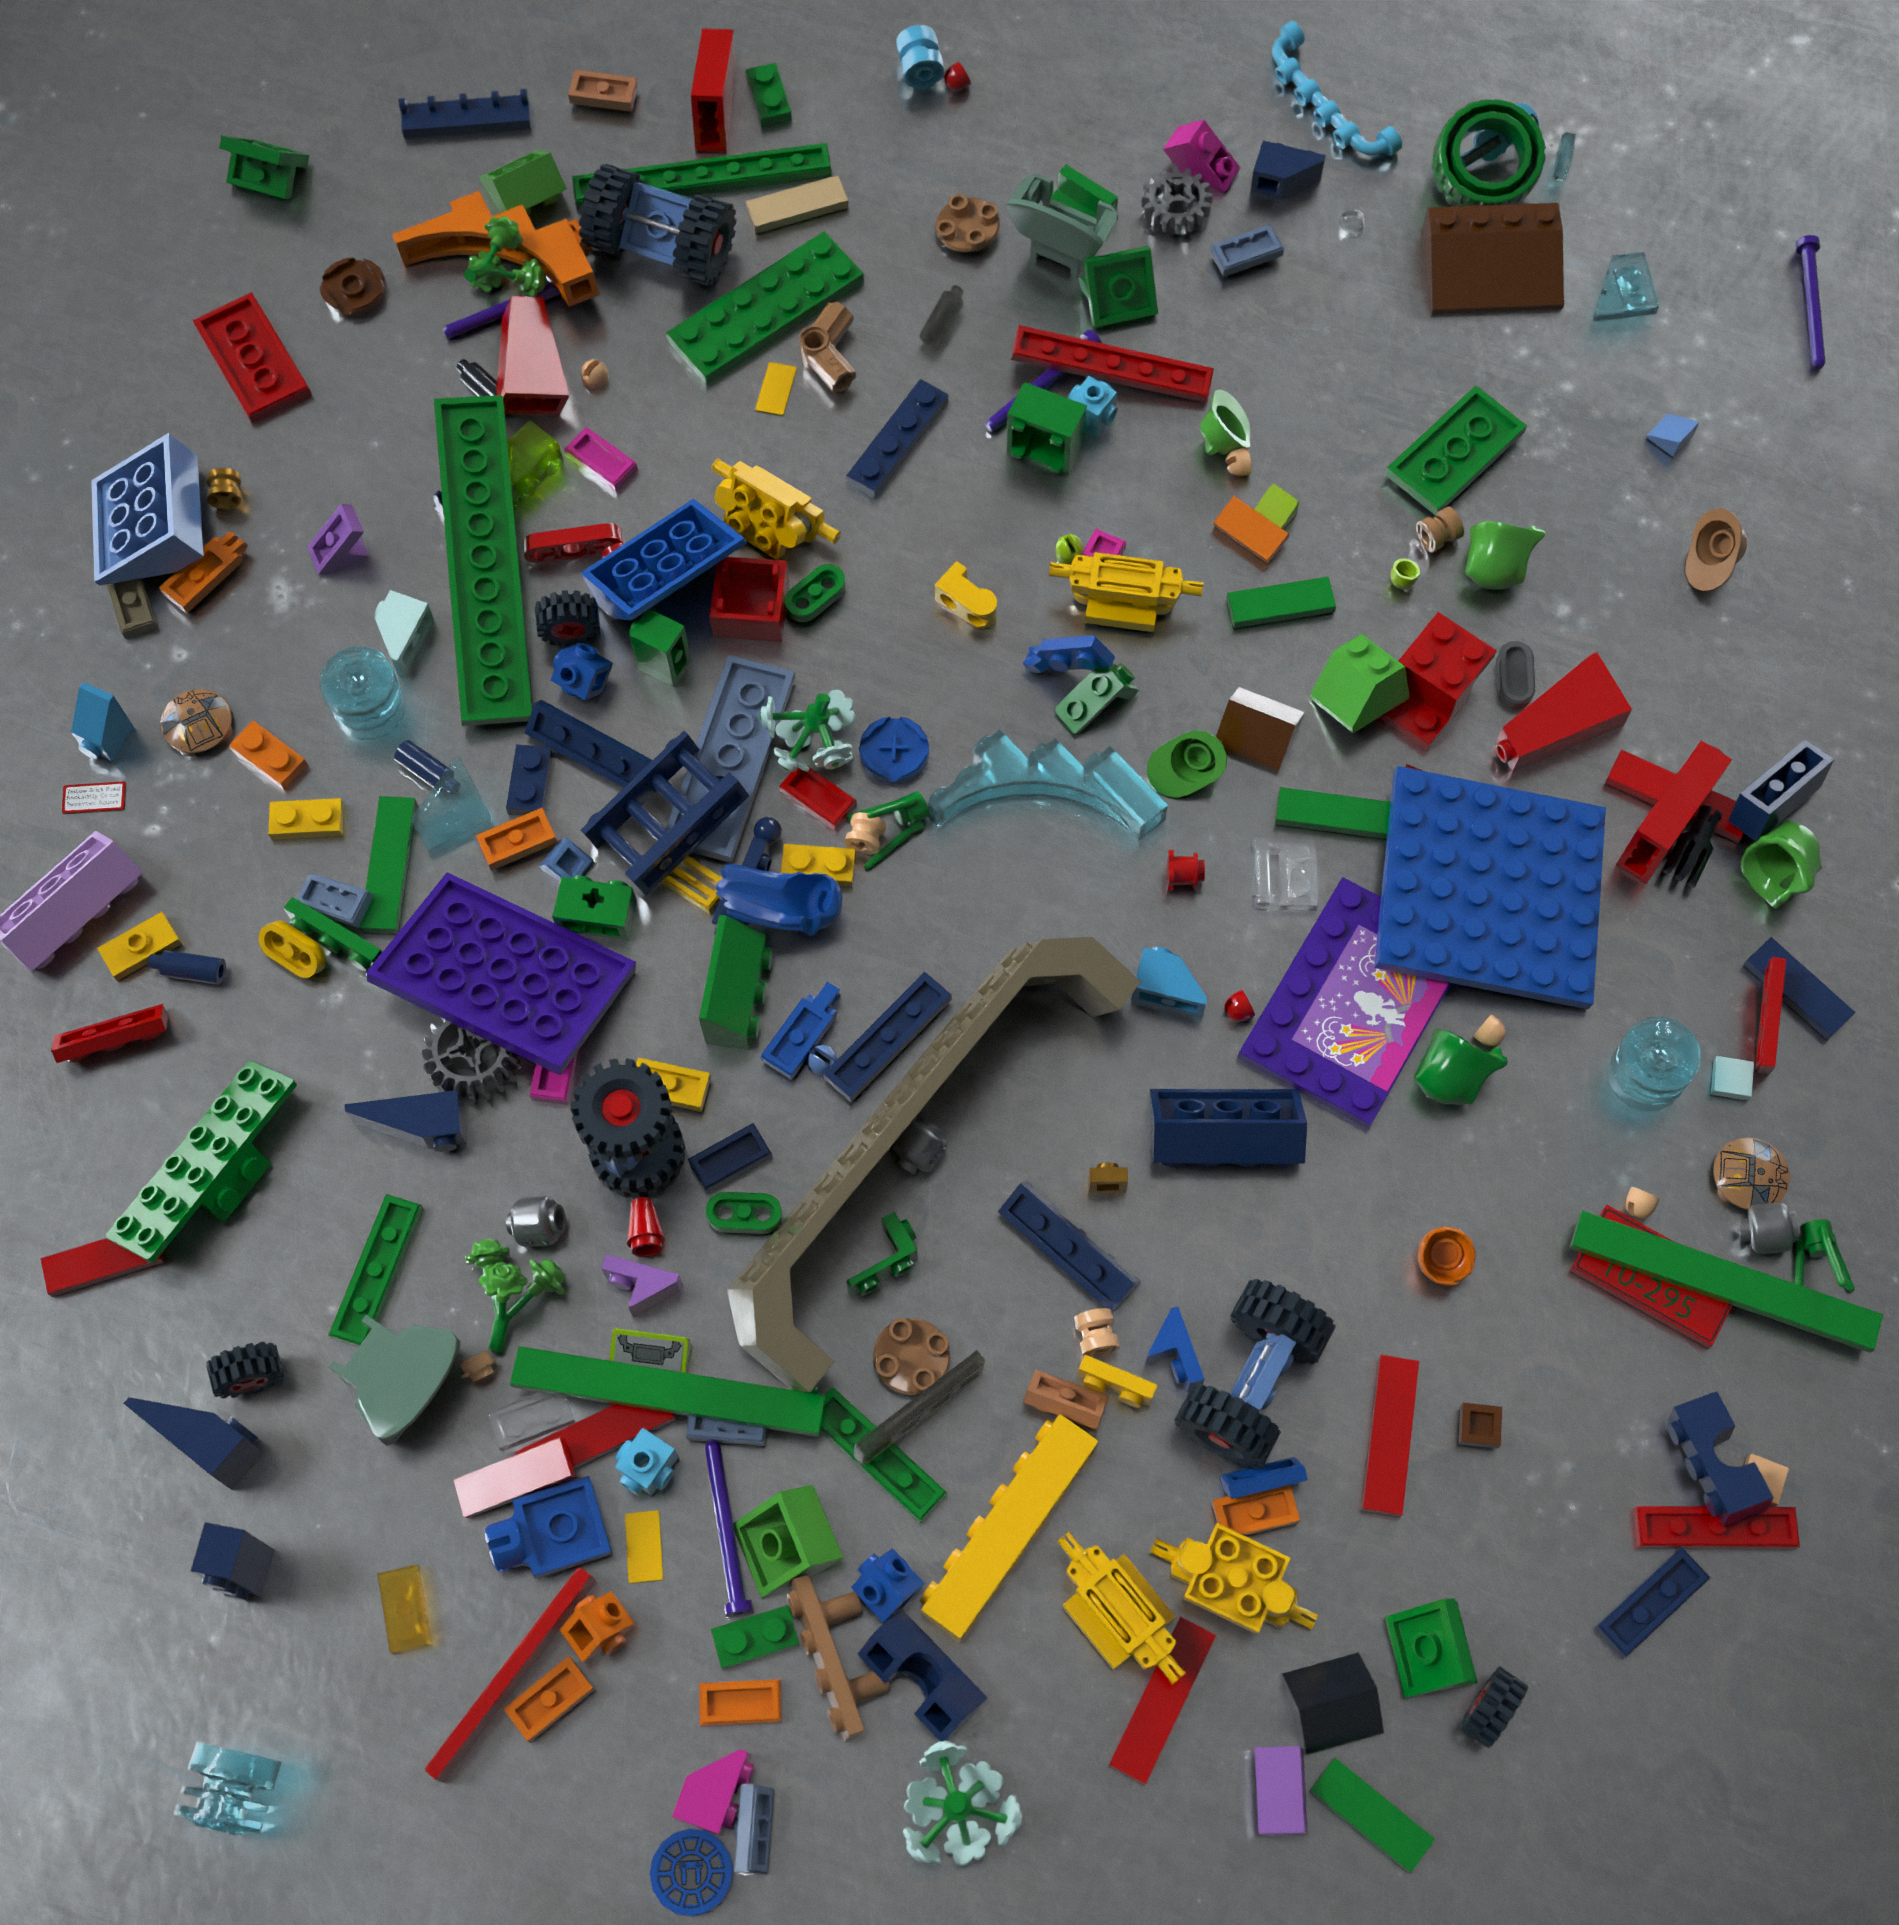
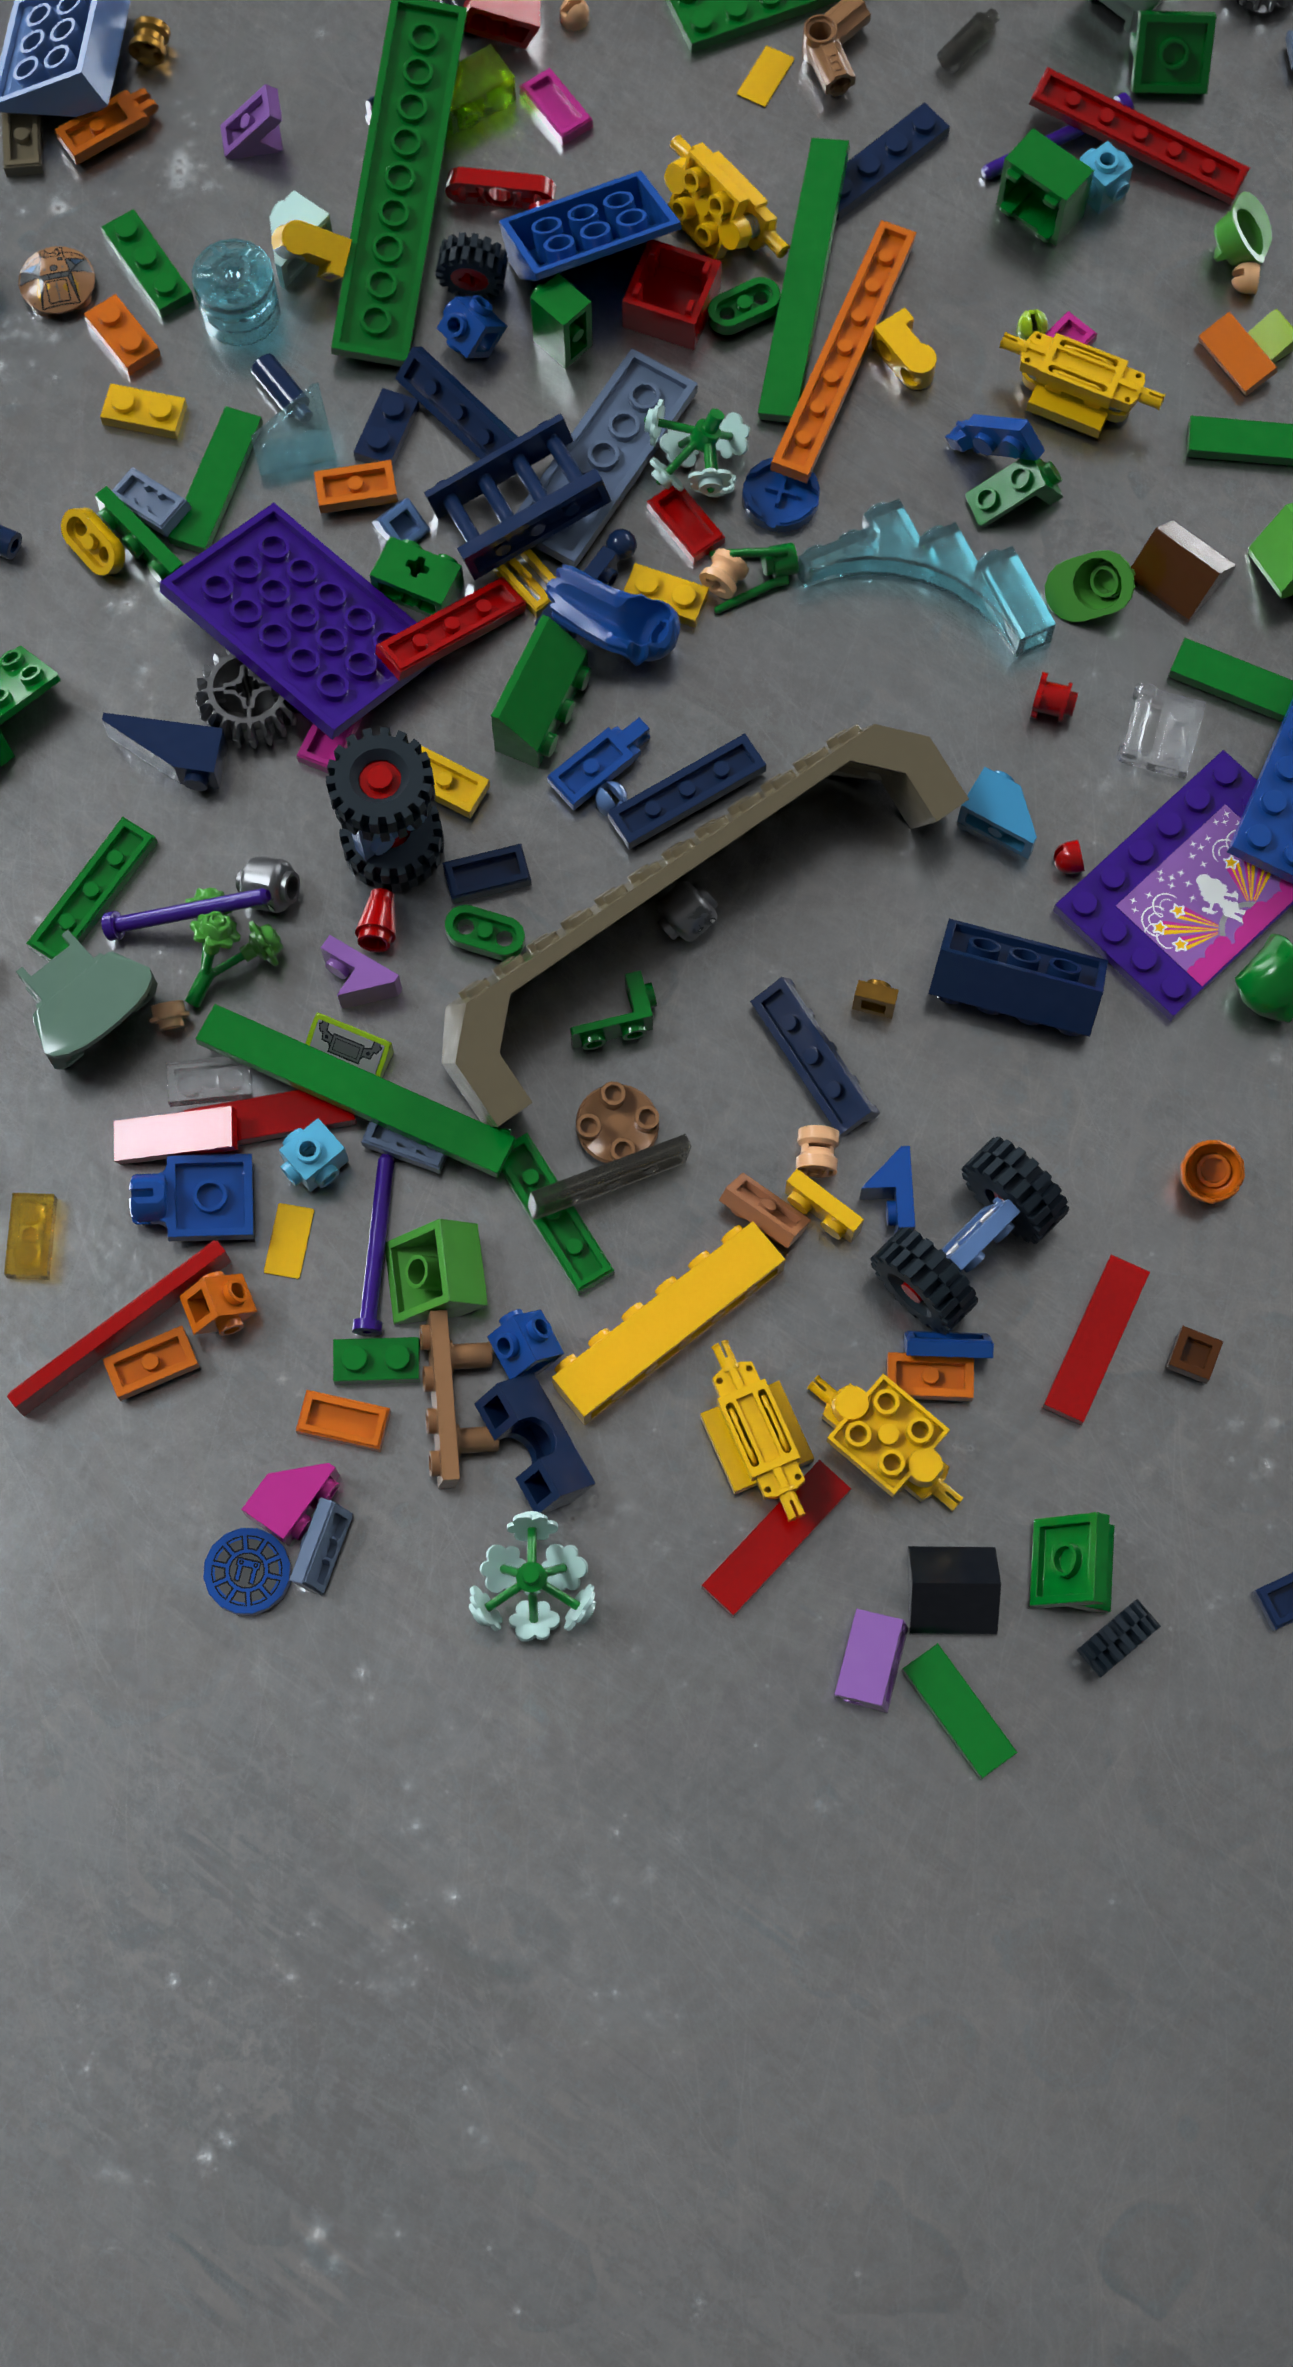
camera: 15 degrees right, 5 degrees up
(274, 685) = (147, 263): none -> green plate
(406, 1296) = (115, 925): none -> dark purple bar
(422, 635) = (313, 246): none -> yellow leg
(637, 945) = (450, 628): none -> red tile
(861, 559) = (804, 279): none -> green tile
(913, 613) = (843, 352): none -> orange plate

